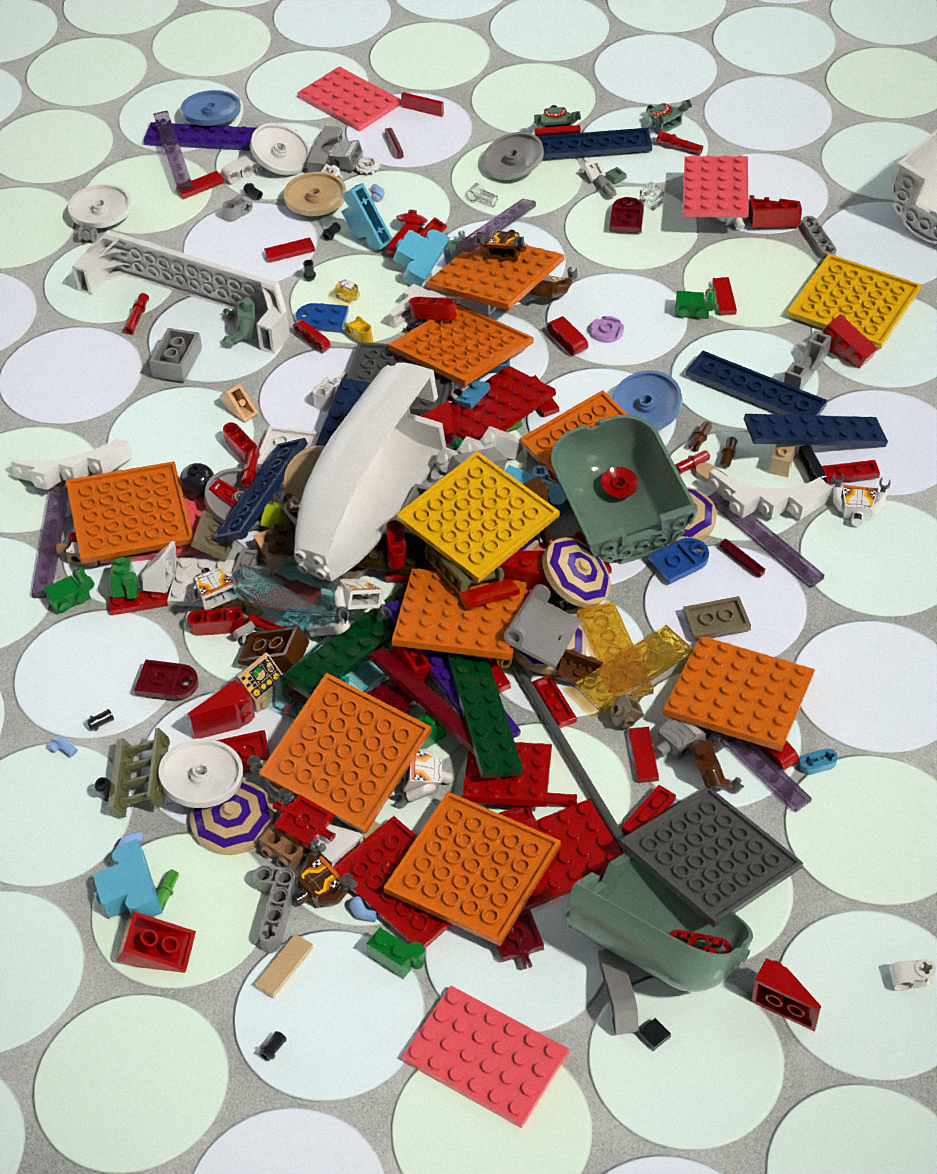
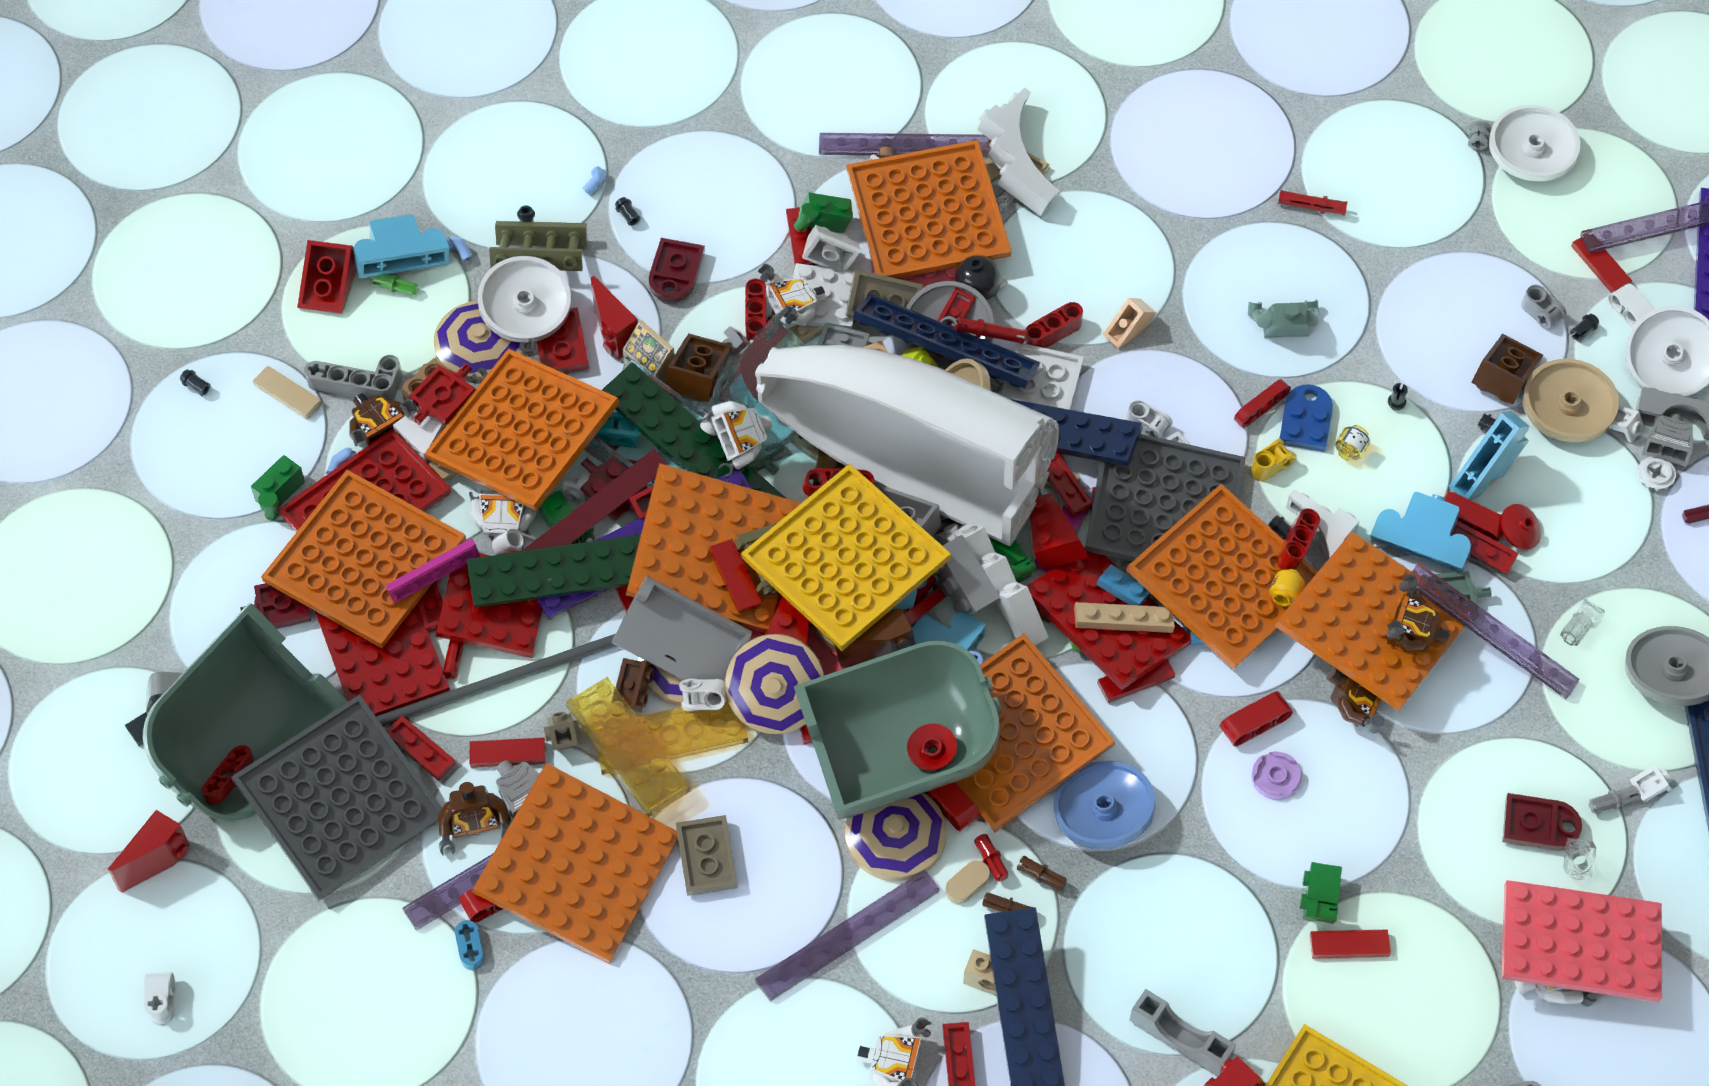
camera: 90 degrees right, 10 degrees up
(69, 593) = (815, 165): green hinge -> none
(122, 256) = (1295, 351): white arch -> none
(175, 354) = (1219, 246): light grey brick -> none
(287, 223) = (1506, 369): none -> reddish brown slope
(289, 249) = (1453, 376): red tile -> none
(379, 192) = (1589, 488): light blue arm -> none
(453, 760) = (511, 542): none -> white piece
(472, 310) = (1286, 587): none -> yellow head
(485, 1056) = (150, 571): coral plate -> none
(493, 801) = (432, 571): none -> dark pink tile
(500, 391) = (1123, 617): none -> tan plate
(555, 701) = (595, 664): red tile -> none
(586, 621) = (699, 696): none -> white piece
(616, 175) = (1648, 818): sand green tile -> none
(679, 559) = (811, 821): blue plate -> none
(742, 557) = (810, 901): dark red axle -> none
(754, 386) = (1137, 960): dark blue plate -> none
(770, 501) = (903, 909): white arch -> none
(774, 213) = (1541, 1033): red wedge -> none
(811, 463) = (968, 1012): black beam -> none

